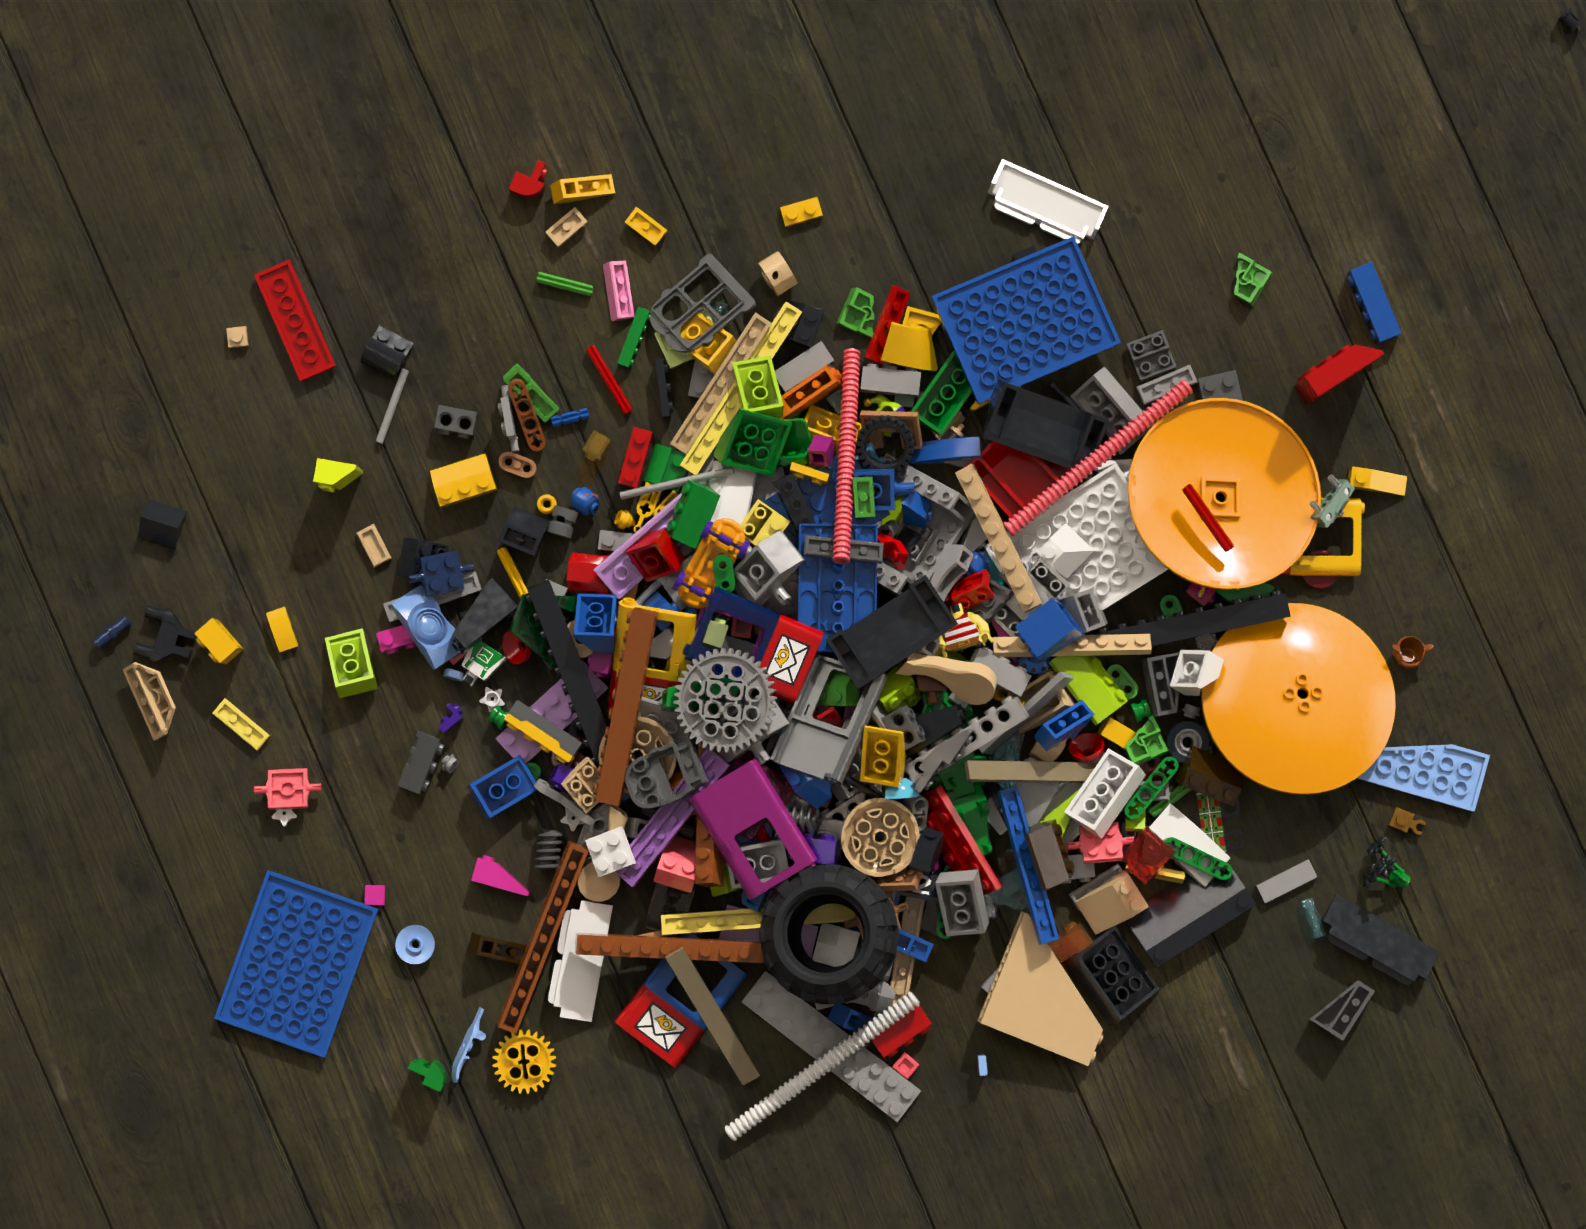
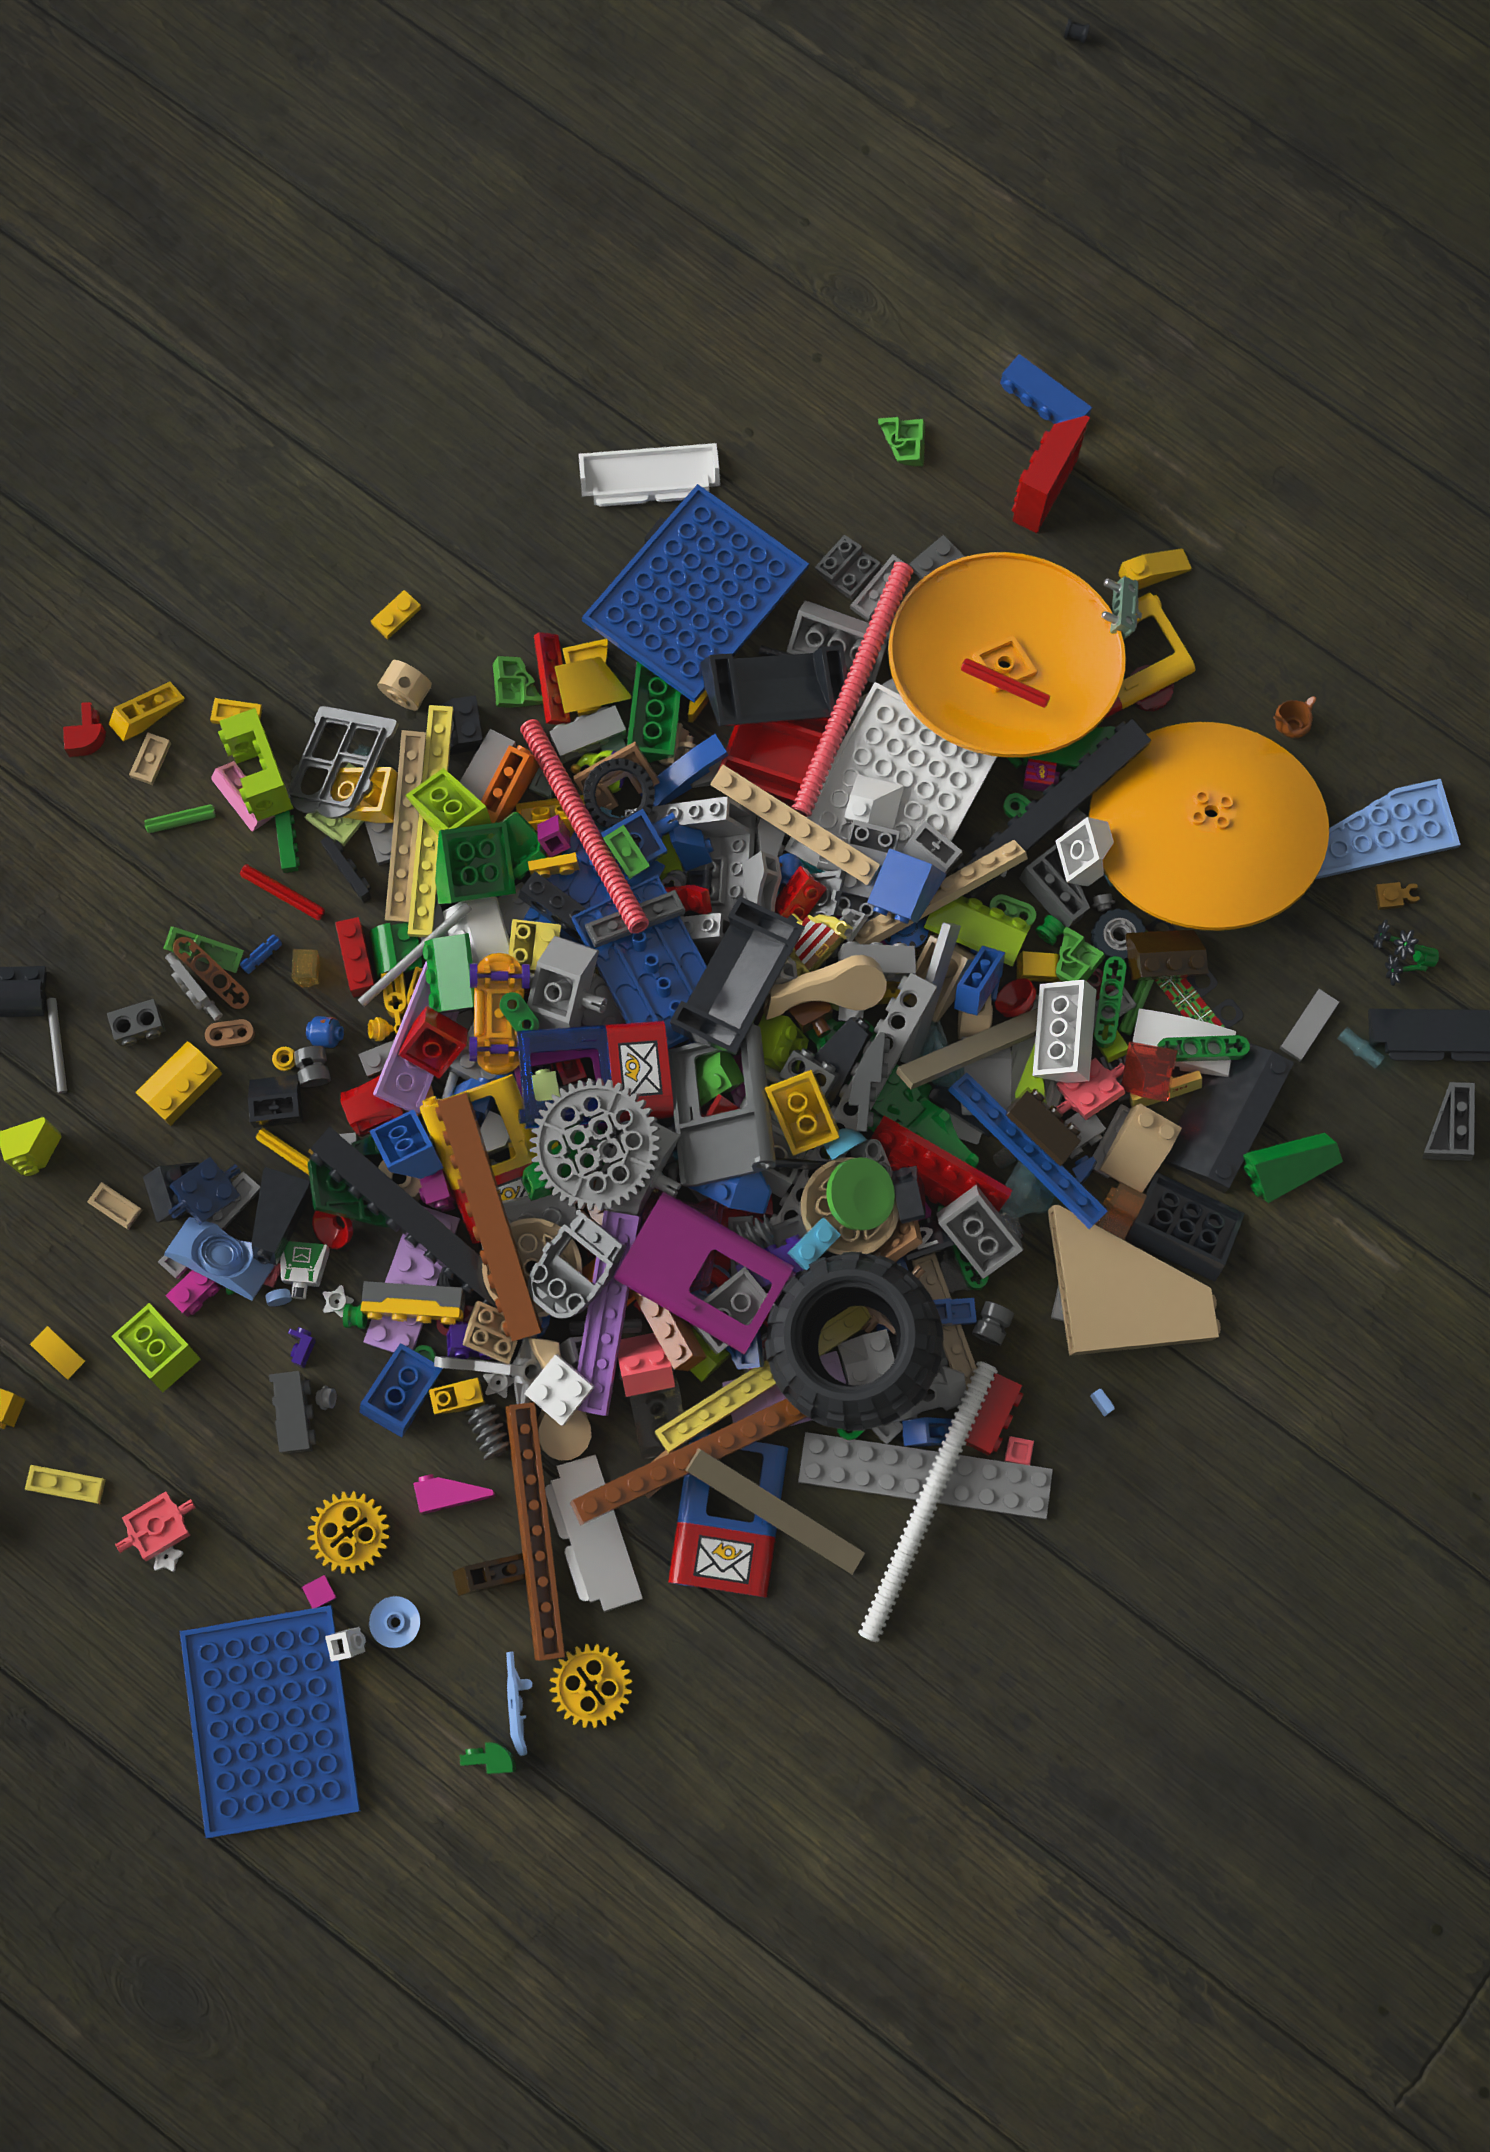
camera: 30 degrees left, 10 degrees down
(379, 942) = (352, 1641): none -> white brick
(413, 848) = (335, 1514): none -> yellow gear
(539, 814) = (457, 1397): none -> yellow slope
(640, 251) = (265, 790): none -> lime plate
(840, 850) = (814, 1243): none -> medium azure plate
(891, 834) = (860, 1194): none -> bright green piece
(937, 968) = (994, 1321): none -> dark grey wheel
(999, 632) = (855, 919): none -> light grey piece
(1061, 897) = (1084, 1168): none -> blue slope
(1211, 974) = (1290, 1164): none -> green slope

